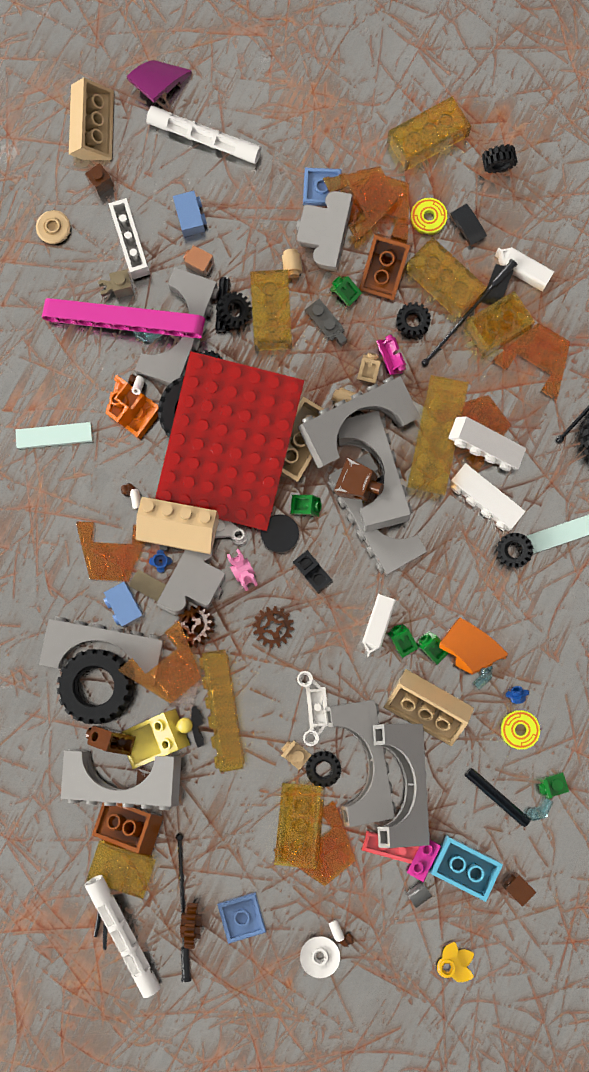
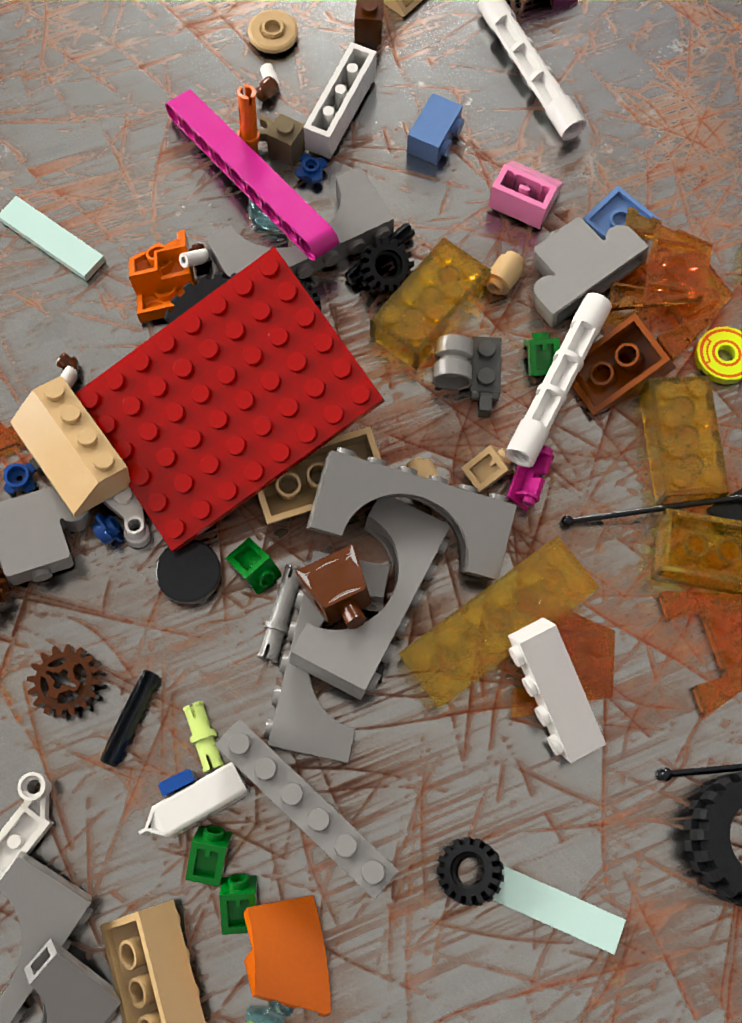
camera: 35 degrees right, 10 degrees down
(82, 259) = (269, 85): none -> reddish brown arm
(99, 288) = (247, 117): none -> orange pin
(146, 292) = (311, 175): none -> blue plate
(198, 260) = (397, 185): nougat brick -> none
(225, 547) = (107, 529): none -> blue plate
(242, 570) = (94, 572): bright pink pin -> none
(265, 211) = (524, 193): none -> bright pink slope
(310, 332) = (453, 362): none -> light grey wheel
(312, 571) = (183, 656): black slope -> none
(315, 617) = (129, 718): none -> black axle
(338, 515) = (278, 623): none -> light grey pin
(354, 596) = (203, 736): none -> yellowish green pin
(363, 623) = (177, 782): none -> blue tile
(366, 297) = (553, 391): none -> white piece
(417, 310) = (608, 445): black tyre -> none
(429, 582) = (307, 809): none -> light grey arch
(486, 497) = (495, 764): white brick -> none

